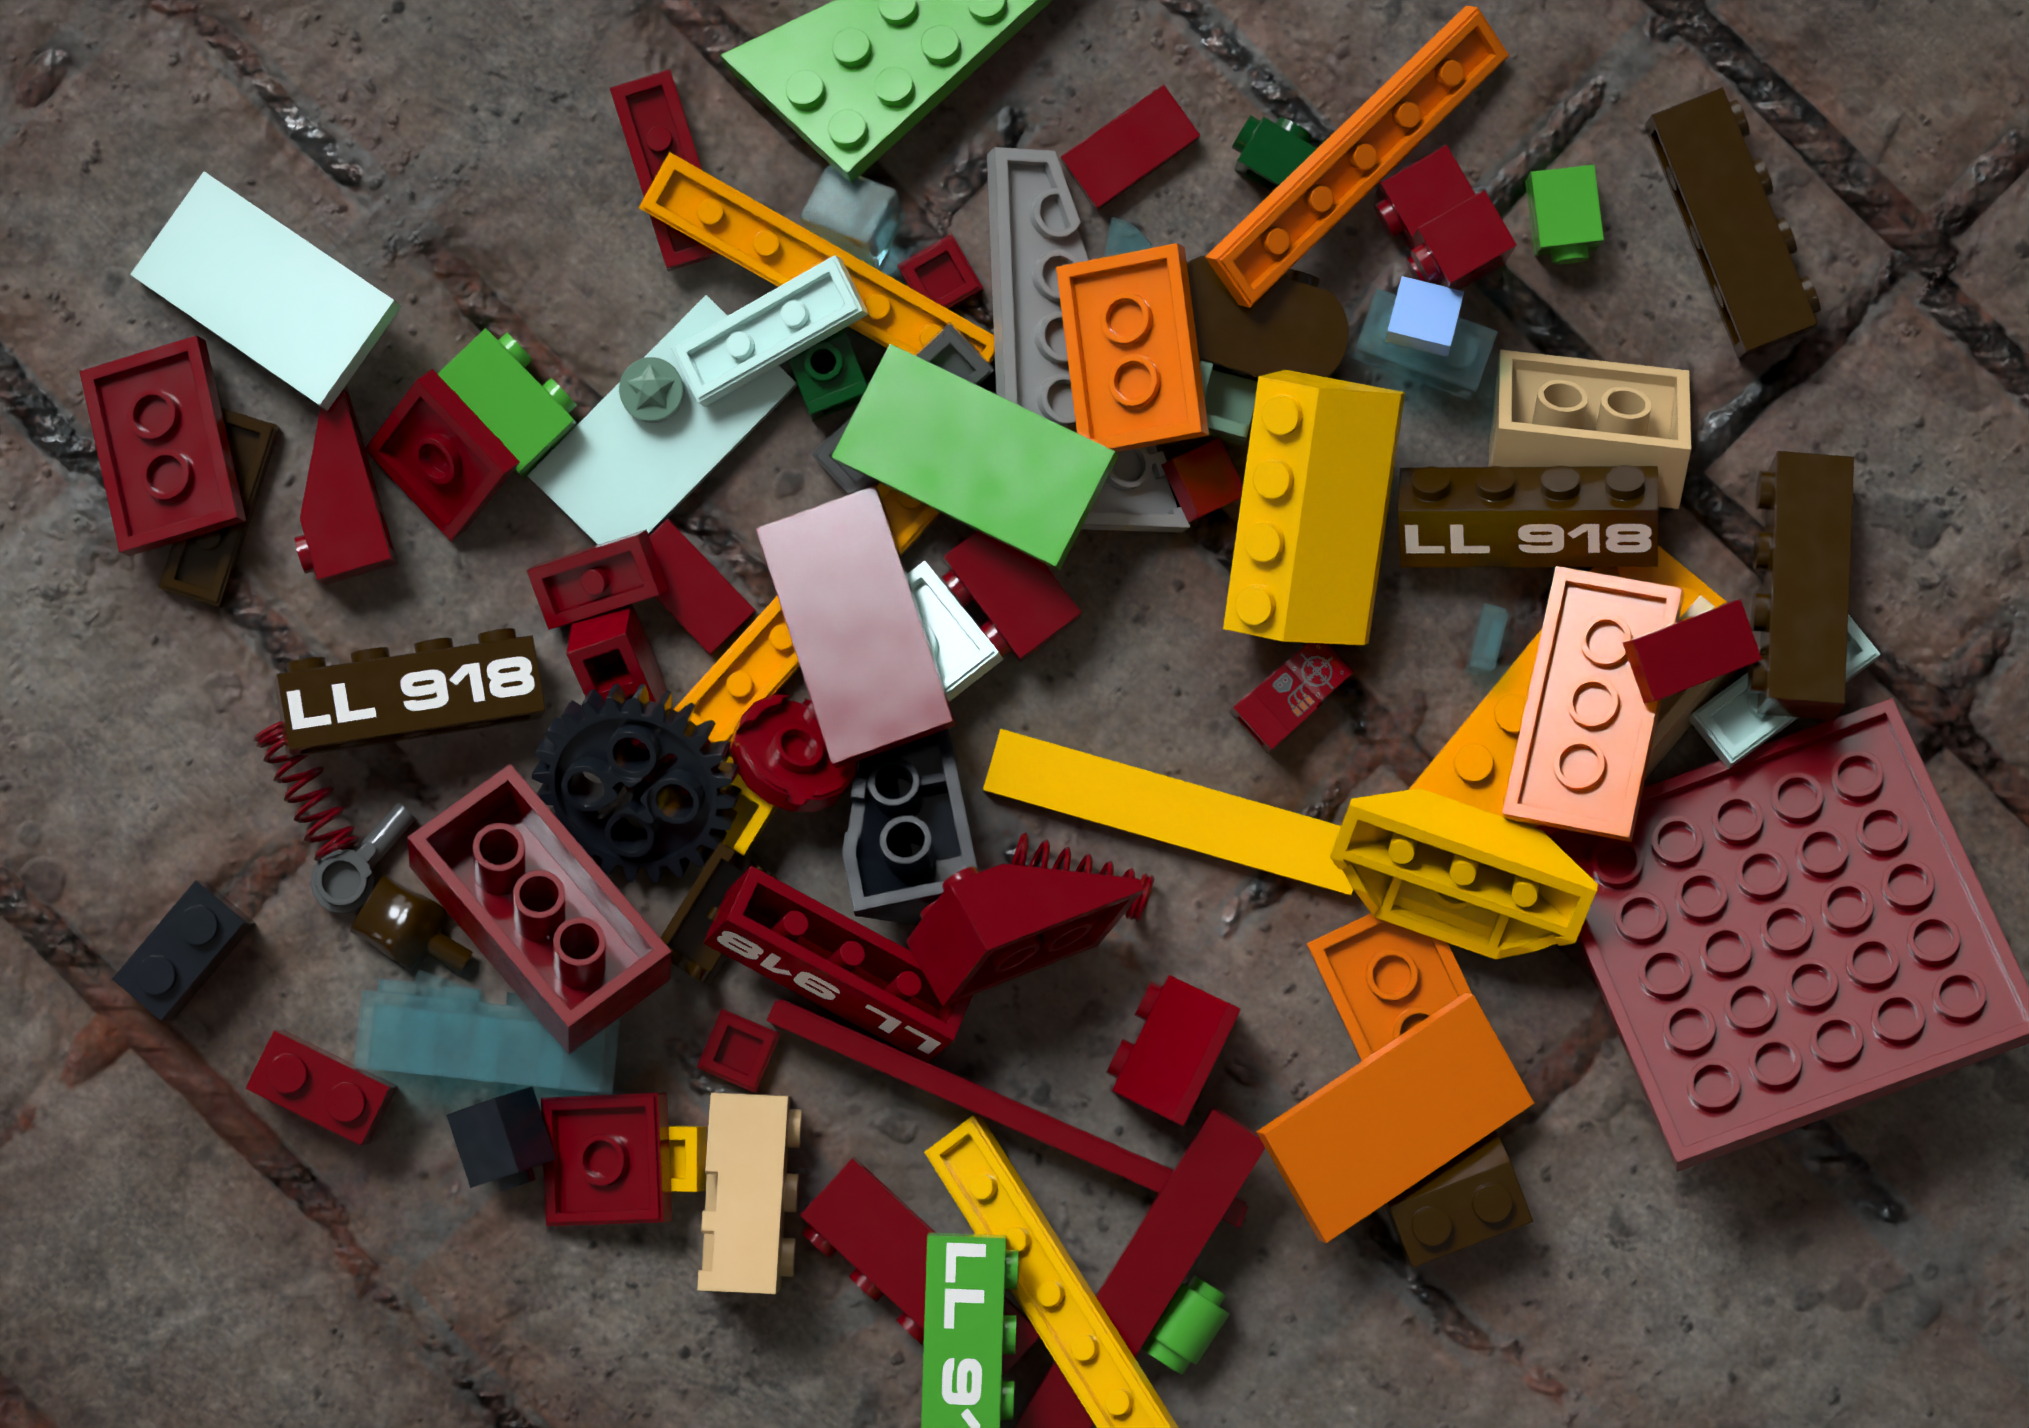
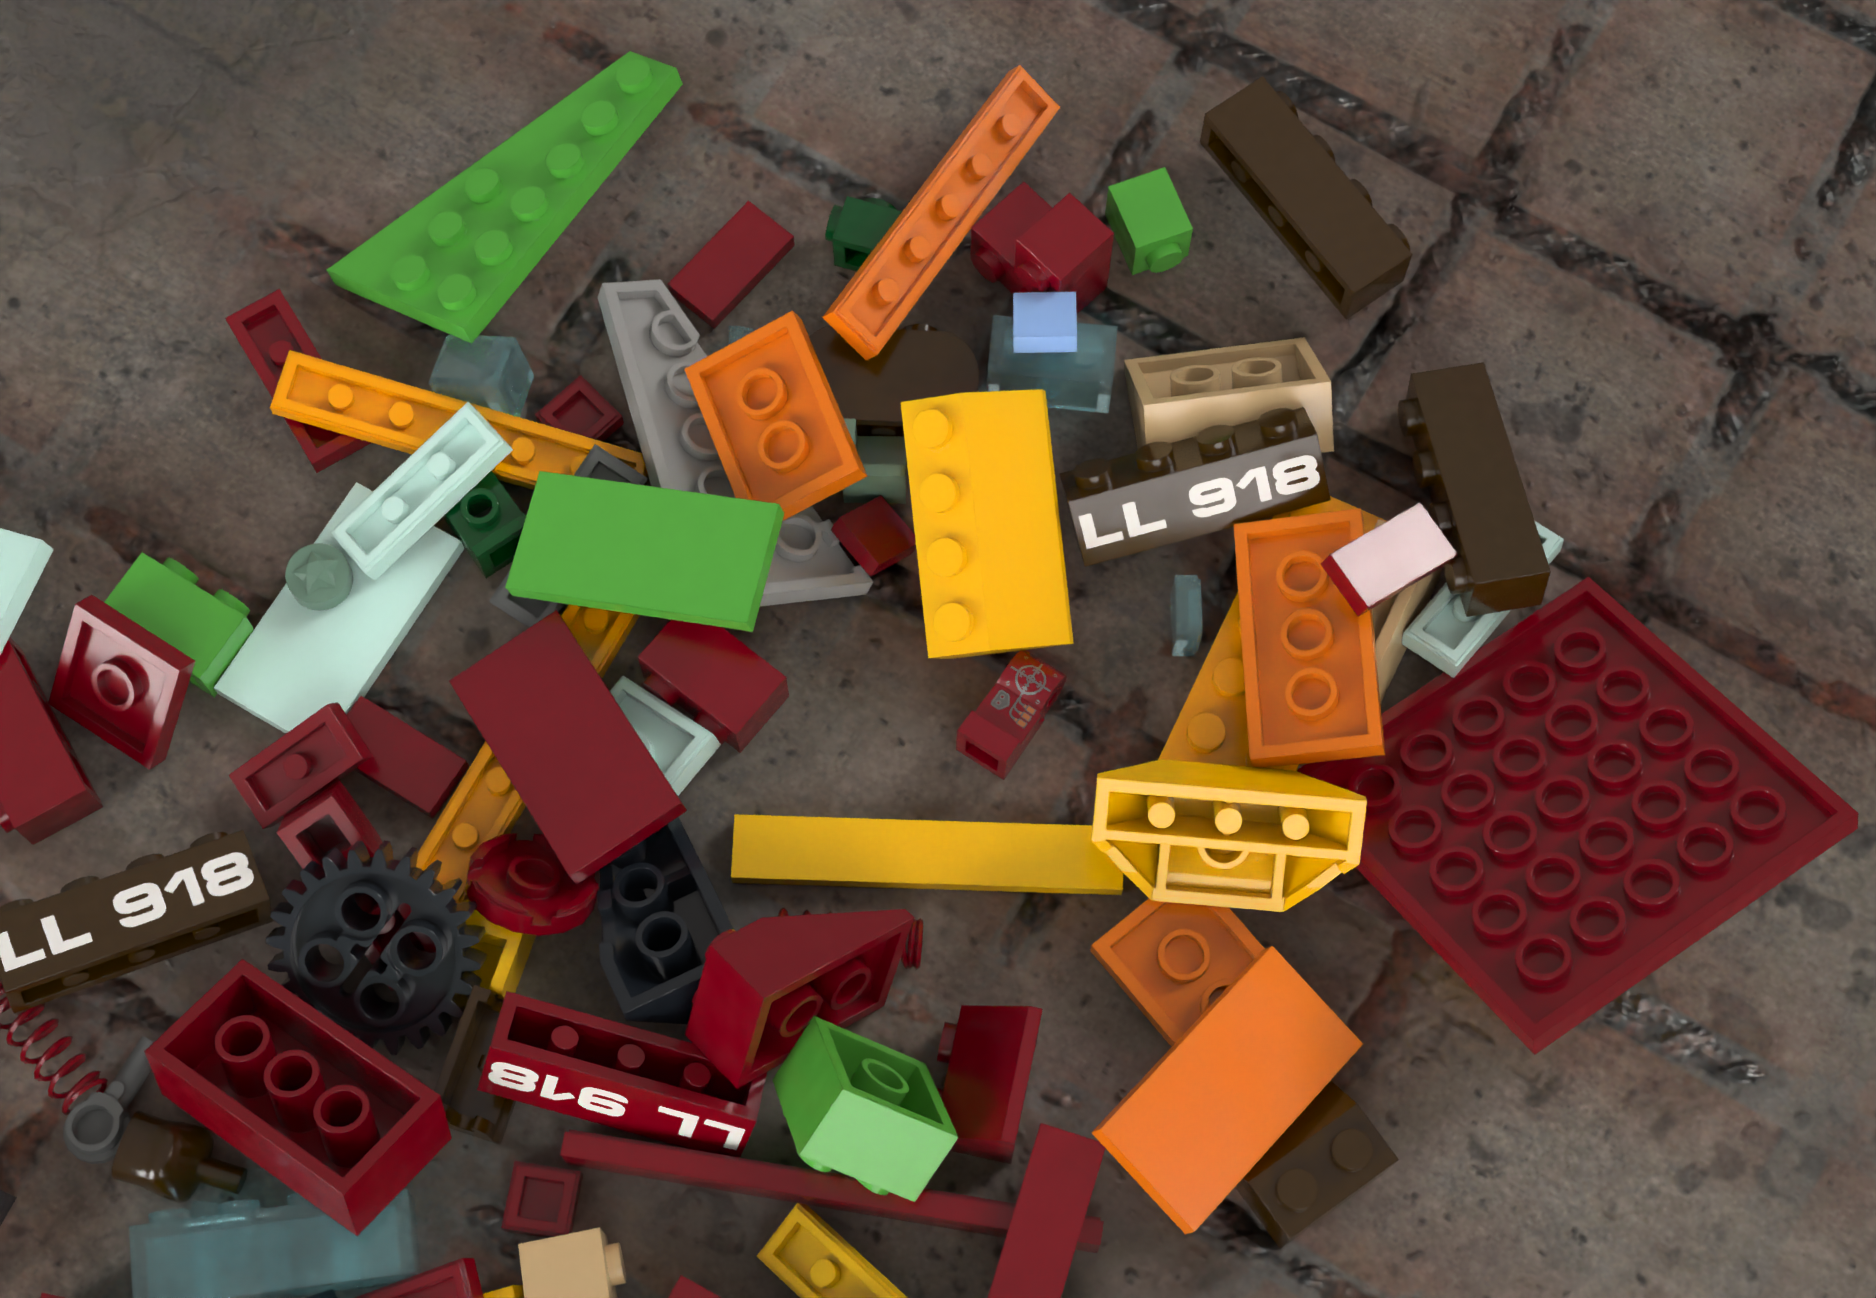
camera: 15 degrees left, 15 degrees down
(1054, 1054) = (863, 1110): none -> bright green brick

